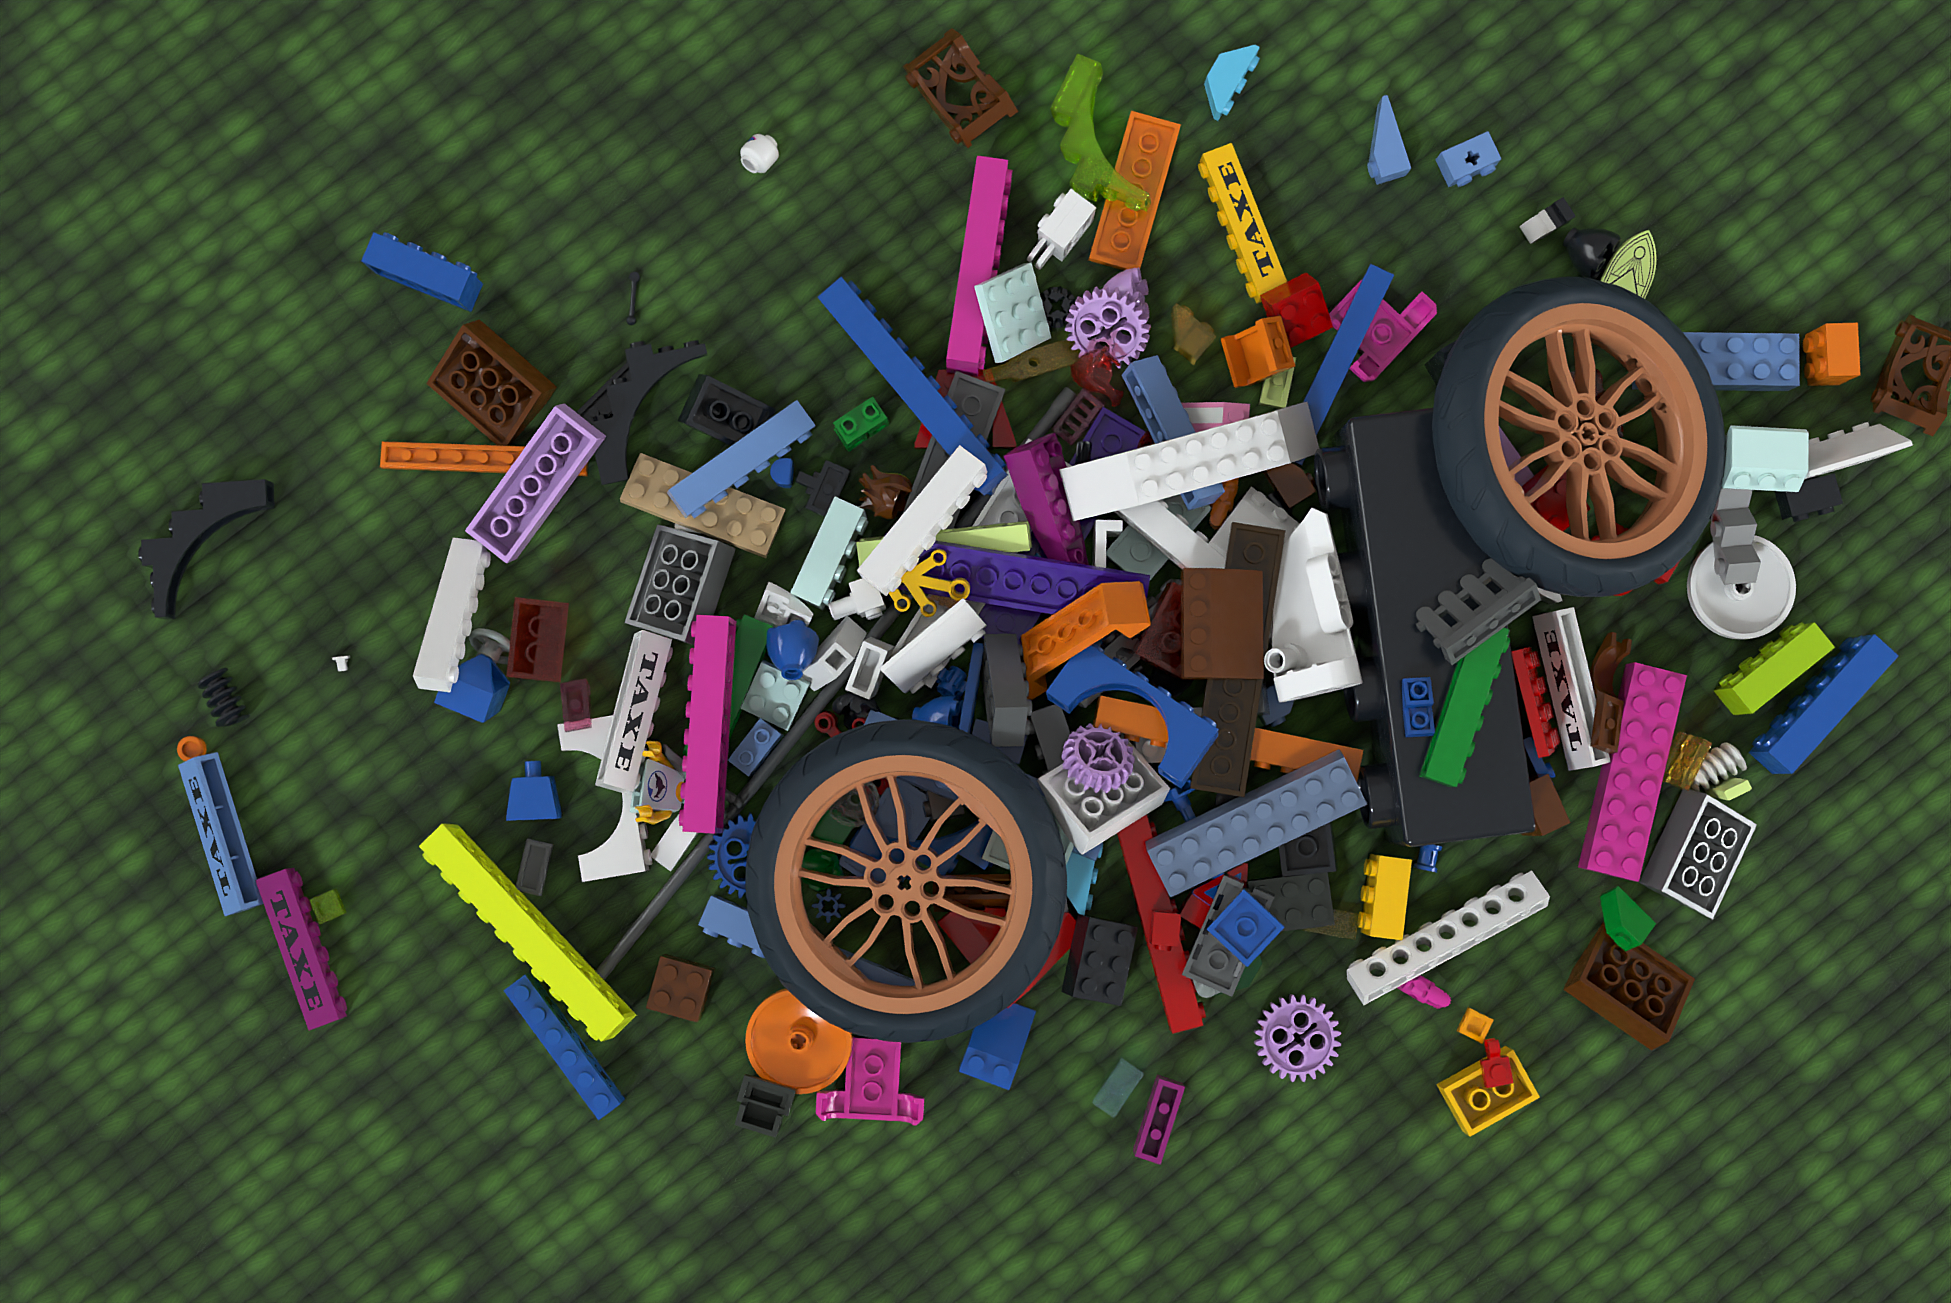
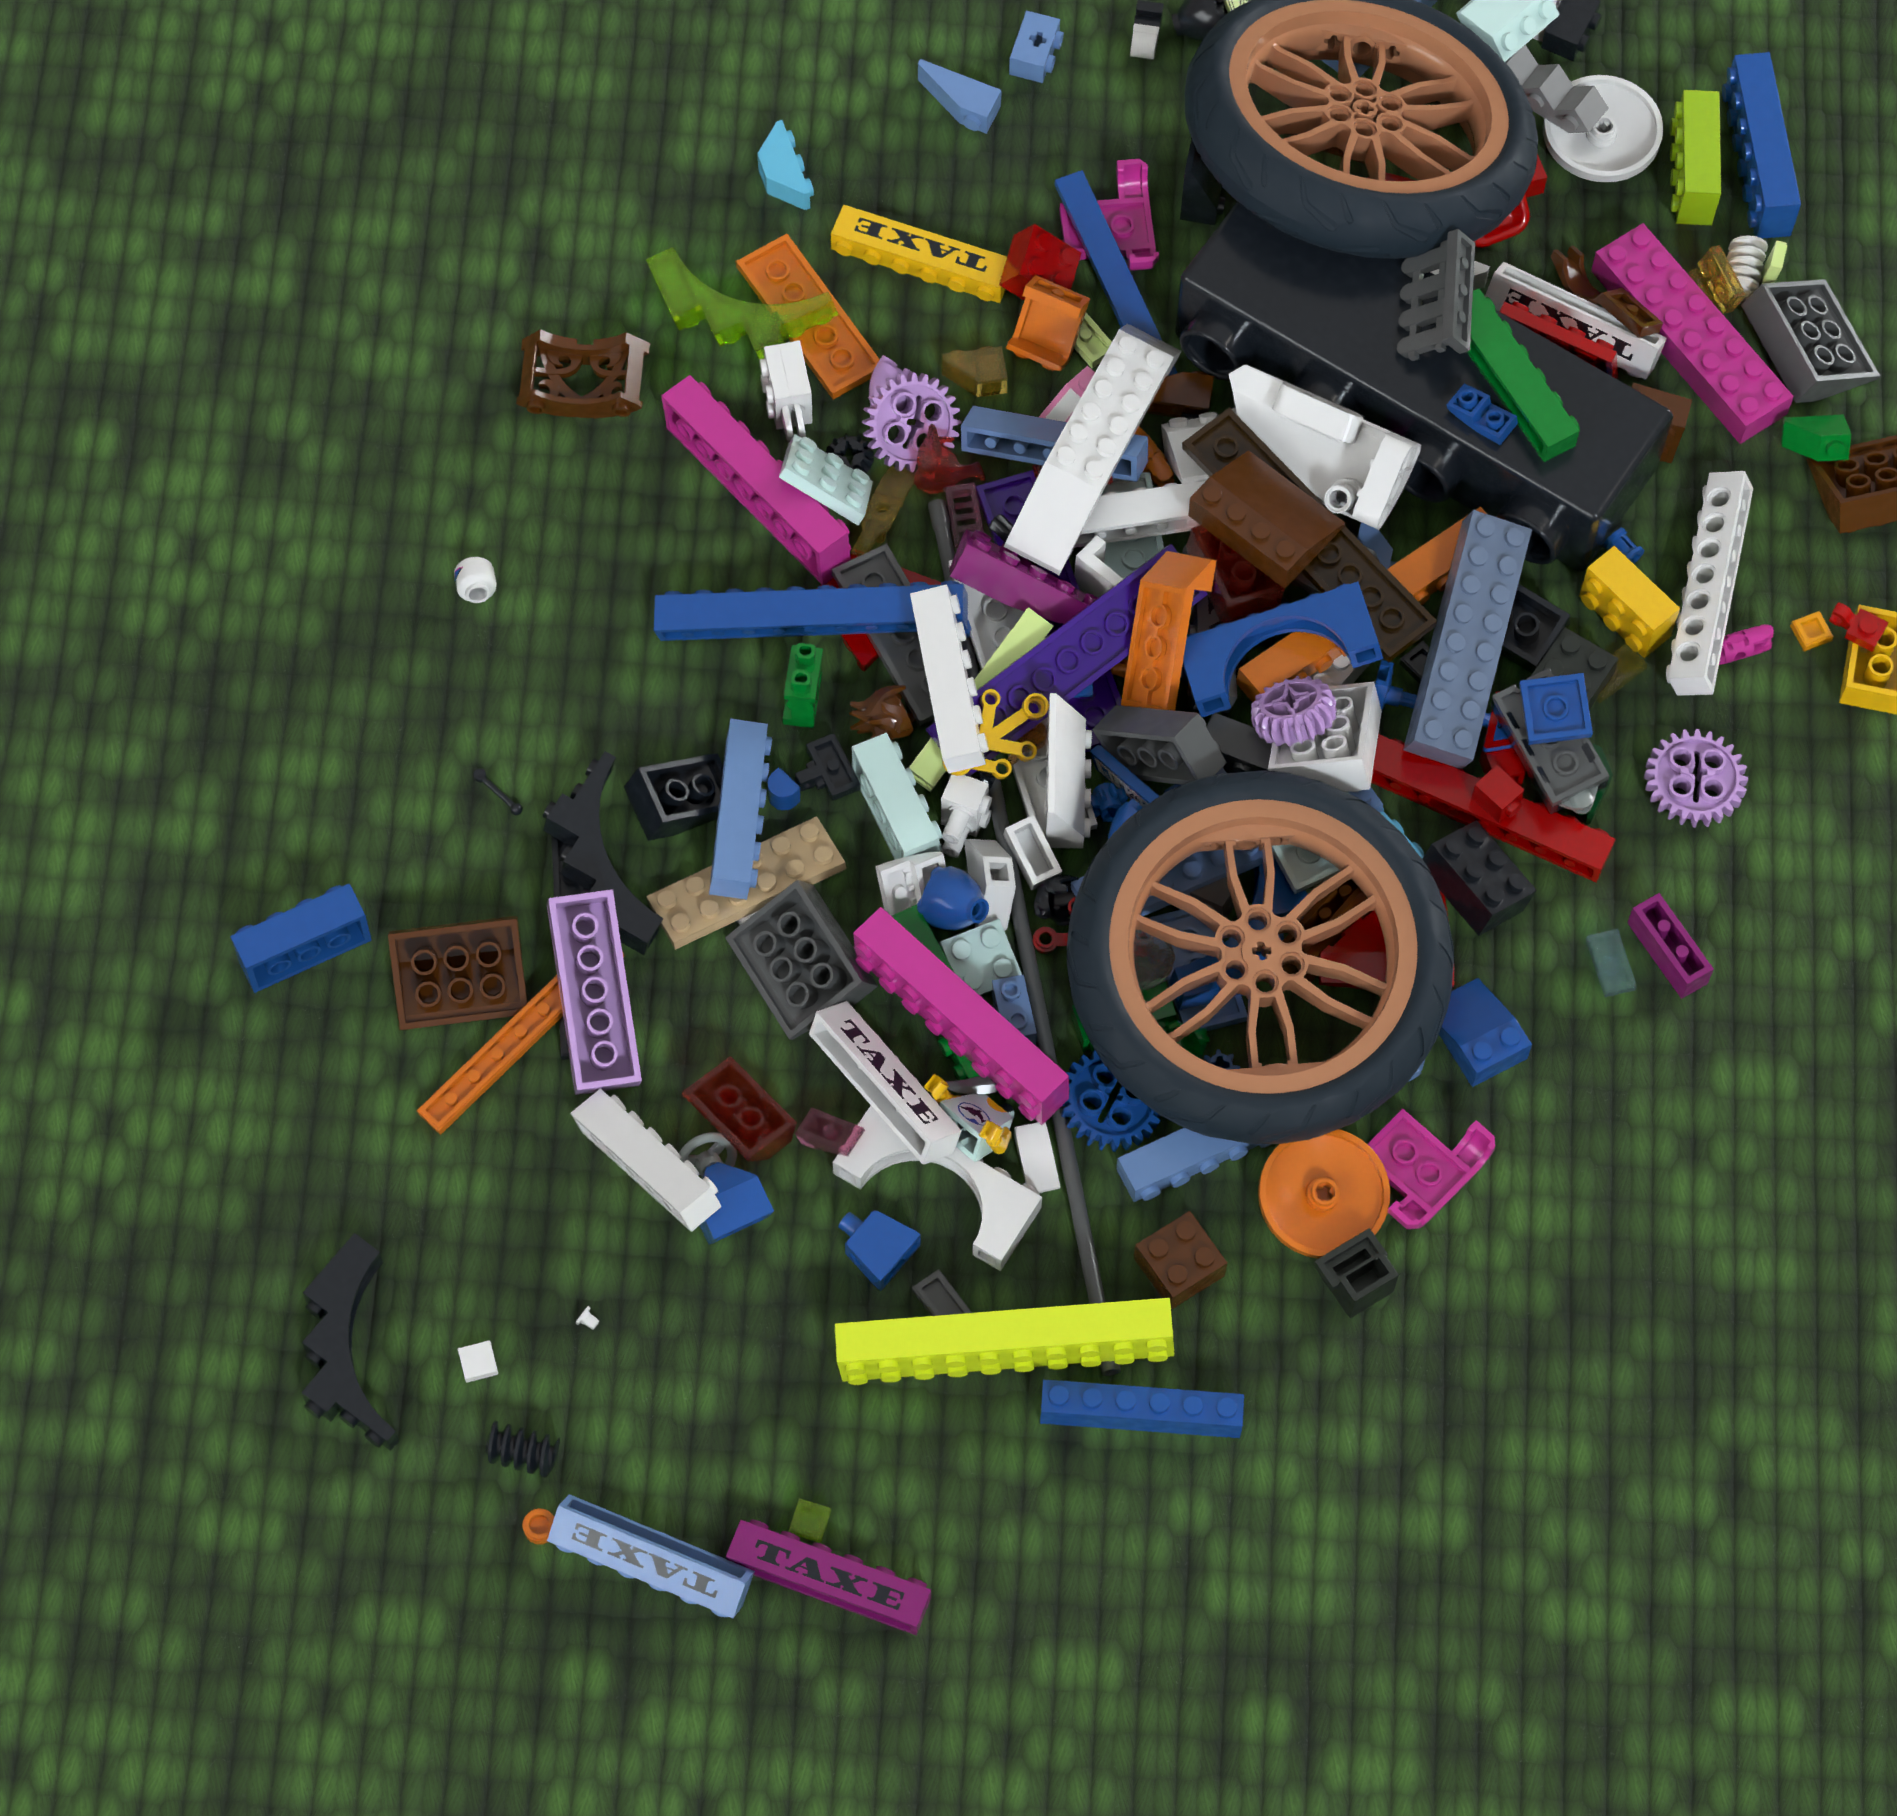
camera: 50 degrees left, 20 degrees down
(259, 621) = (478, 1361): none -> white tile

